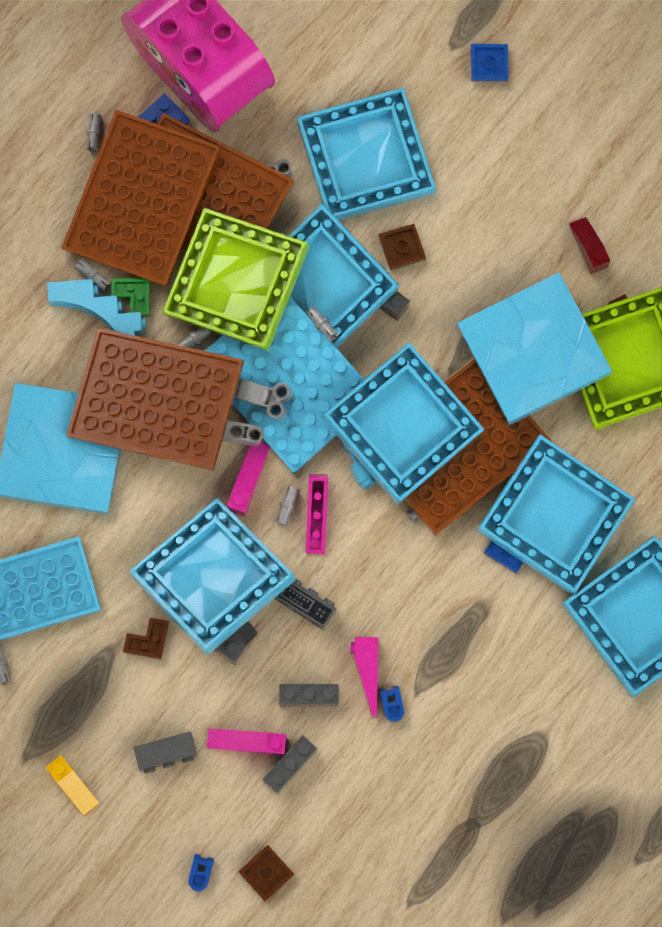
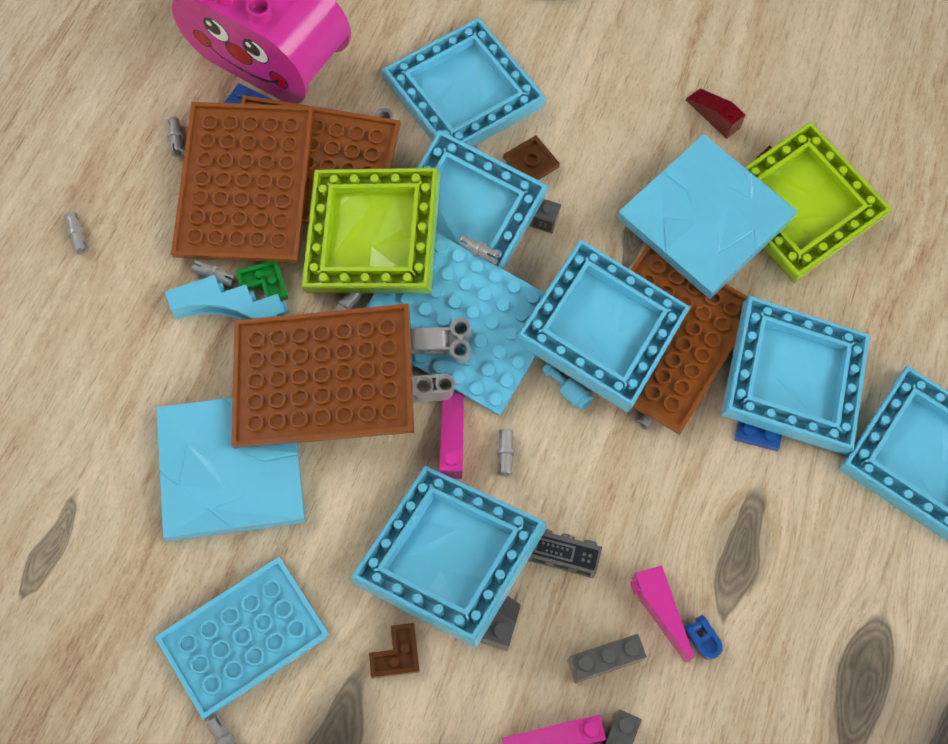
camera: 20 degrees left, 10 degrees down
(317, 513) = (541, 450): dark pink slope -> none

